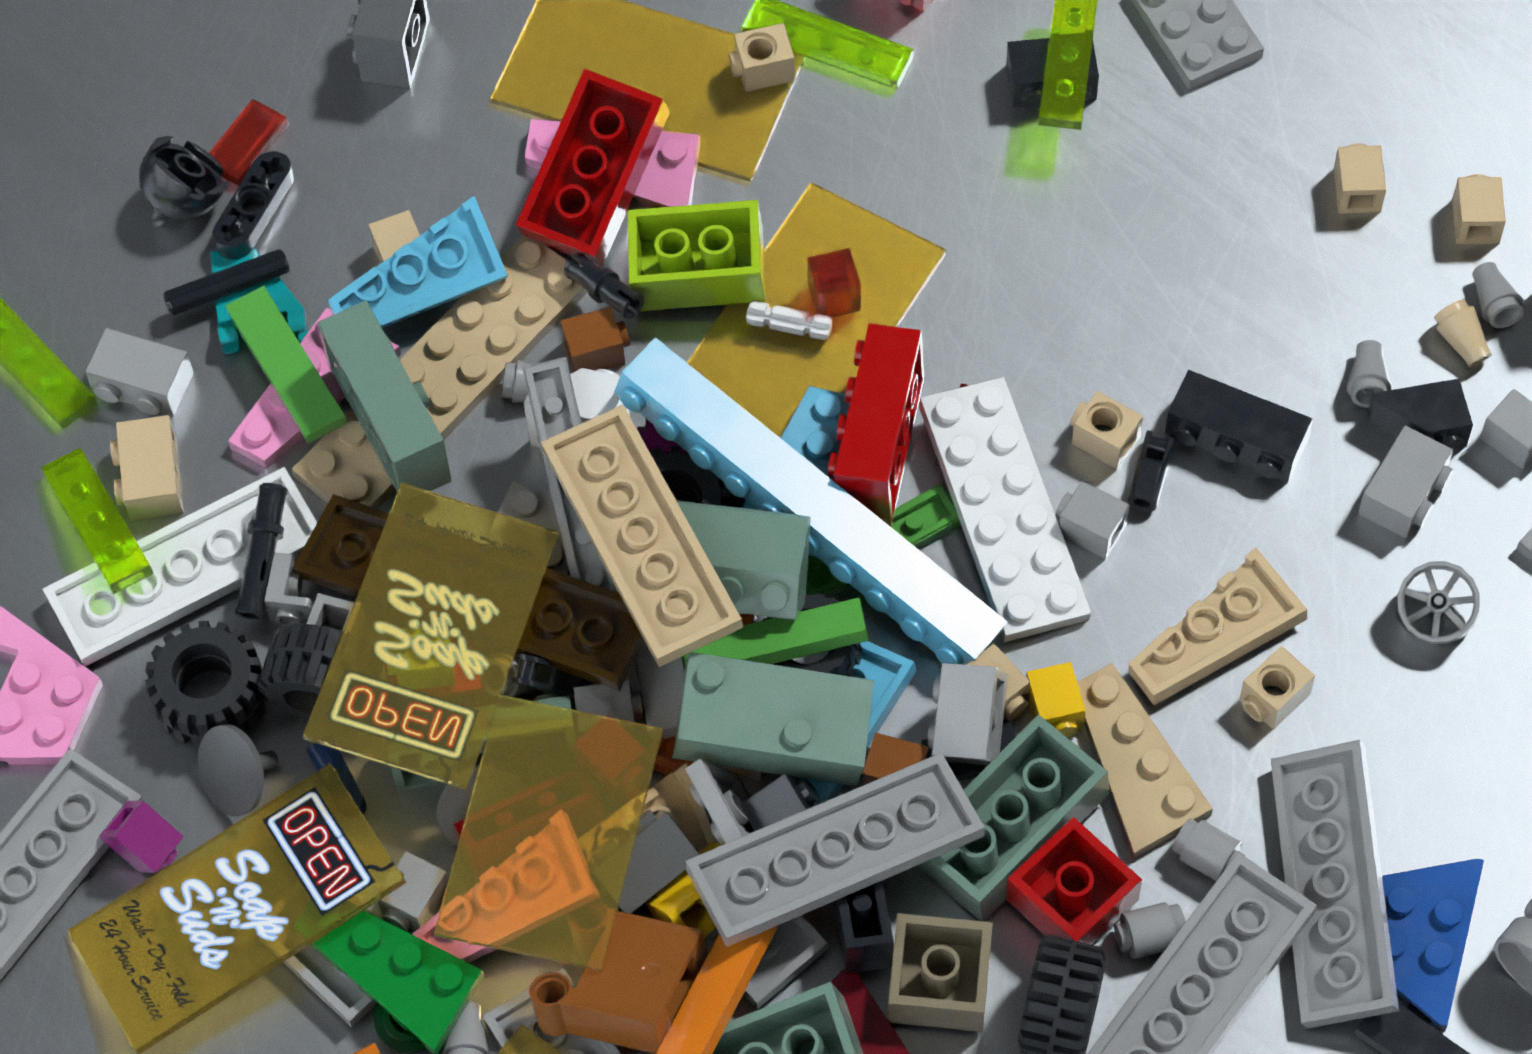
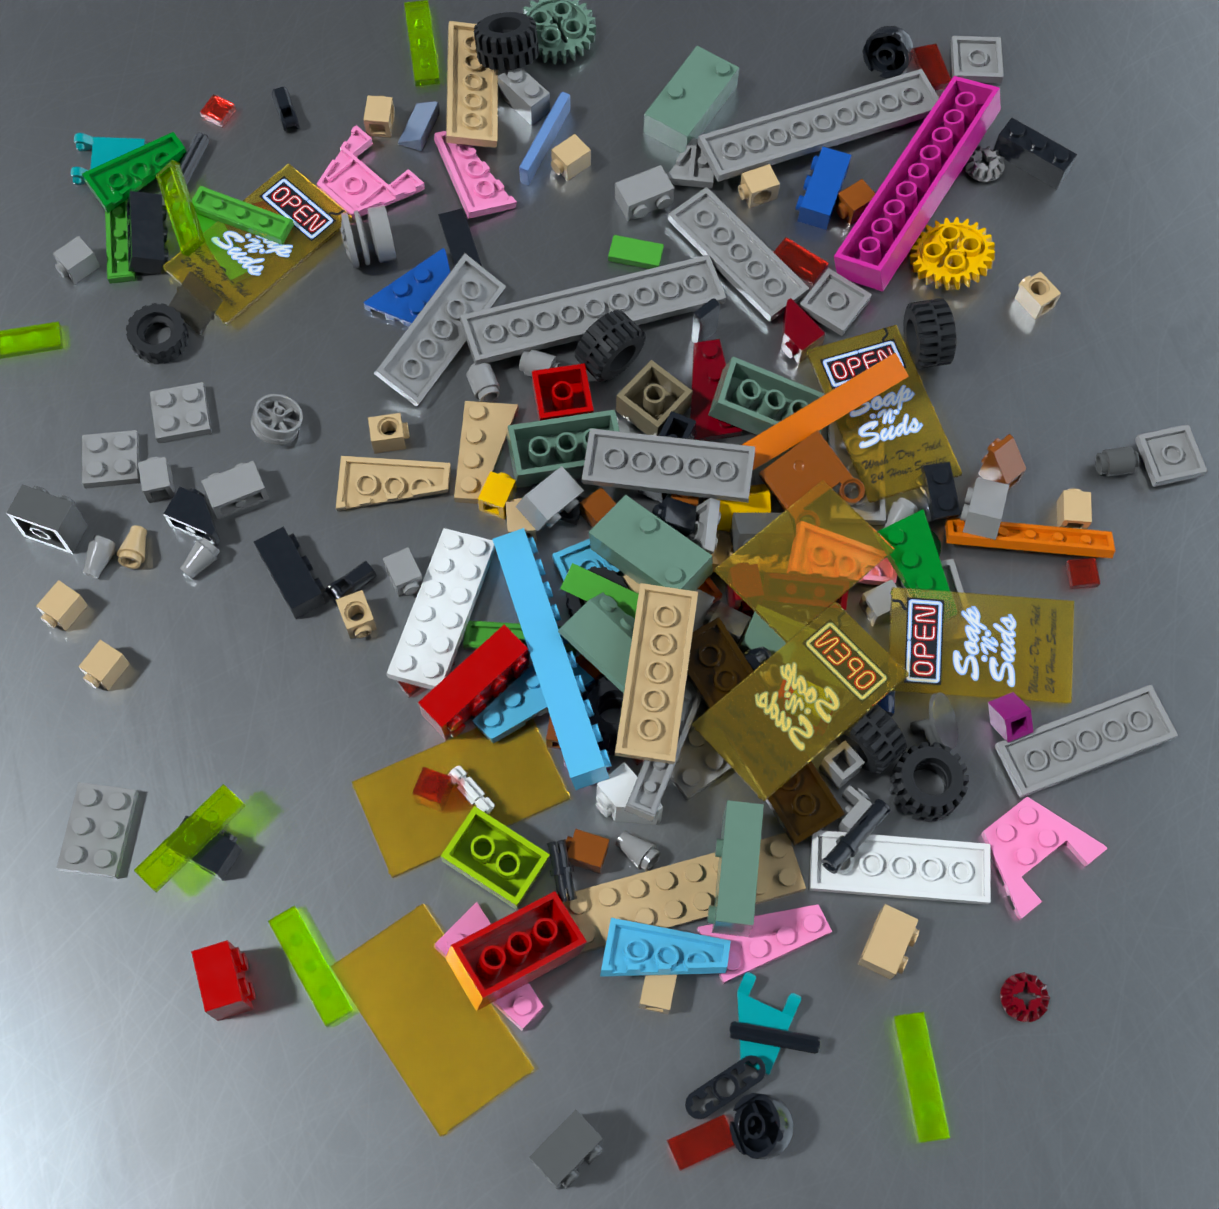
camera: 150 degrees left, 5 degrees up
(97, 521) = (937, 925): clear neon green tile -> none
(139, 373) = (860, 1010): light grey brick -> none
(286, 364) = (773, 951): bright green tile -> none
(764, 42) = (350, 960): tan brick -> none

